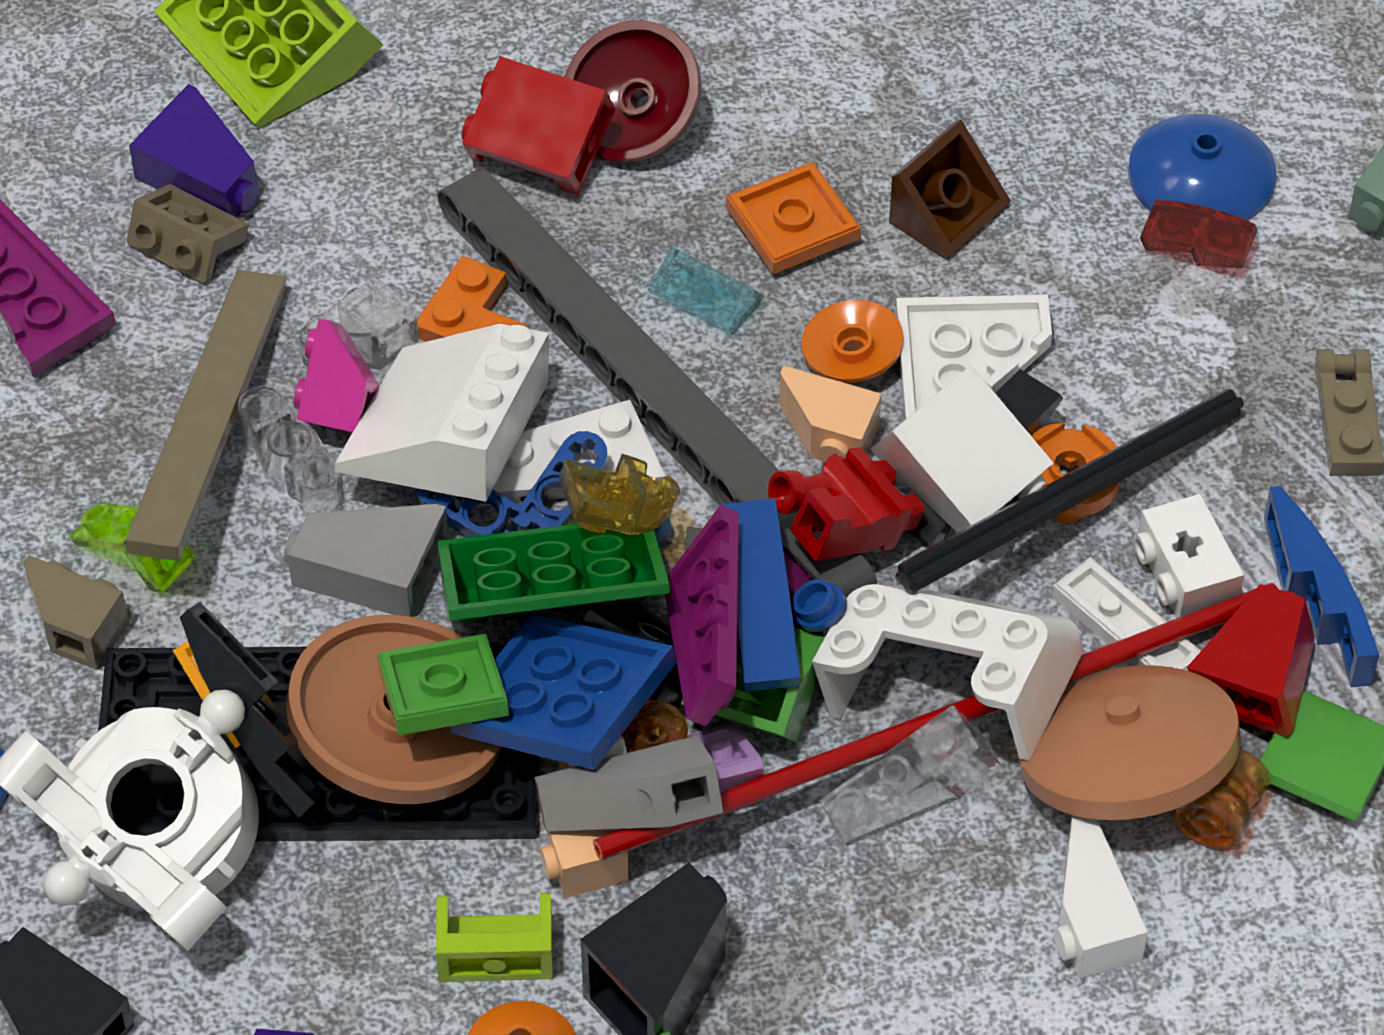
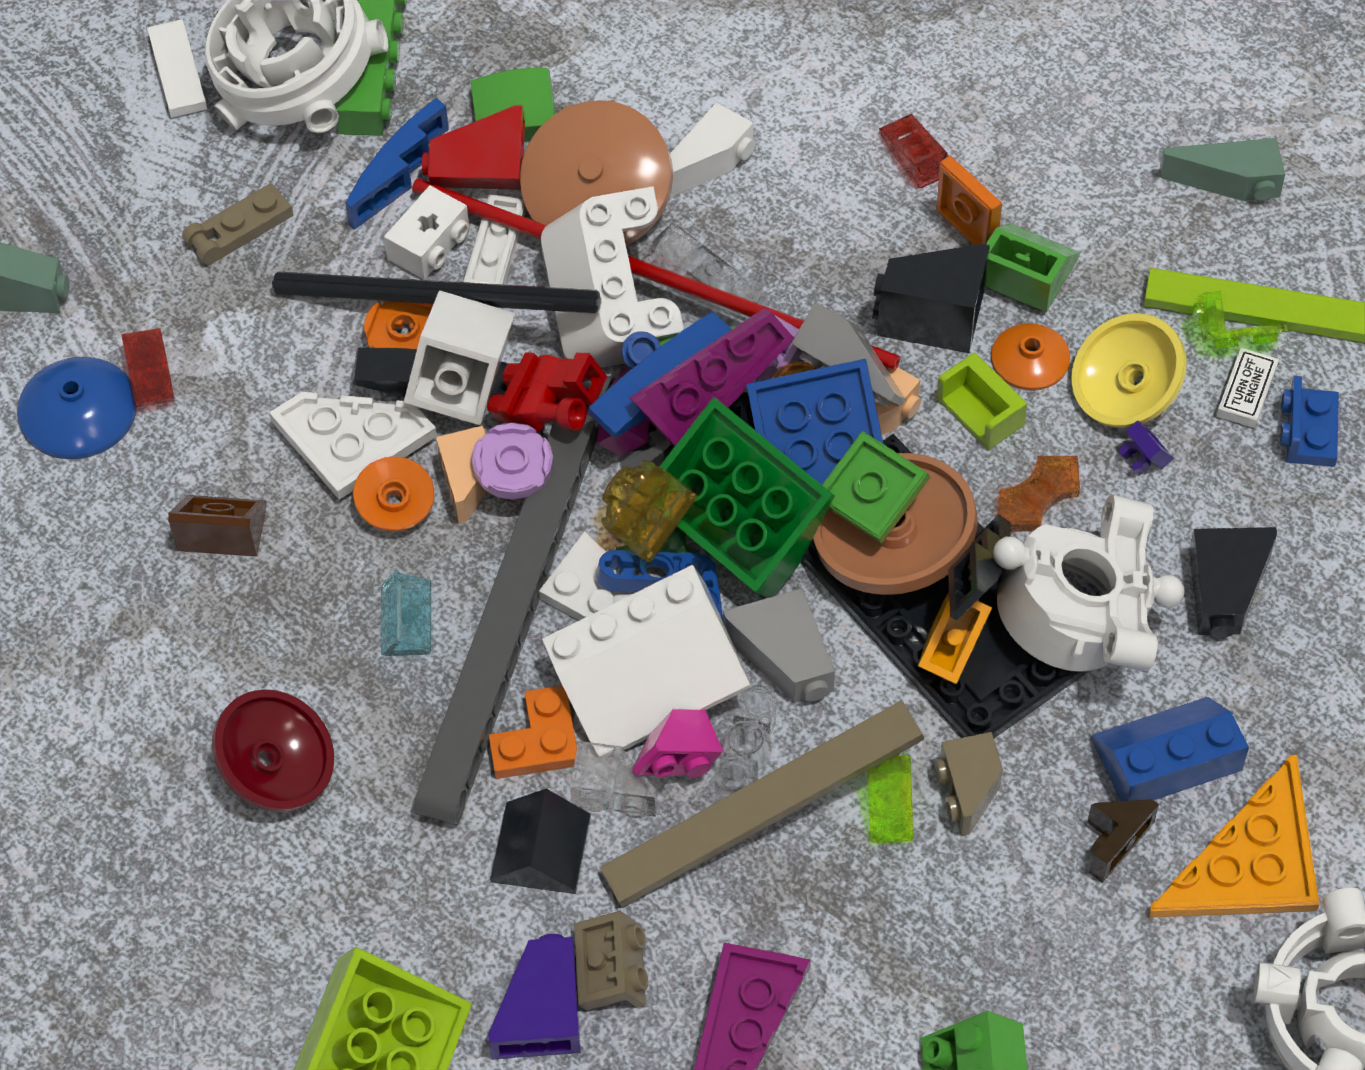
camera: 125 degrees left, 5 degrees up
(337, 946) = (1051, 482): none -> clear orange tile
(348, 245) = (541, 843): none -> black slope
(538, 123) = (351, 789): red panel -> none
(788, 431) = (512, 461): none -> lavender tile
(793, 217) = (304, 600): orange plate -> none

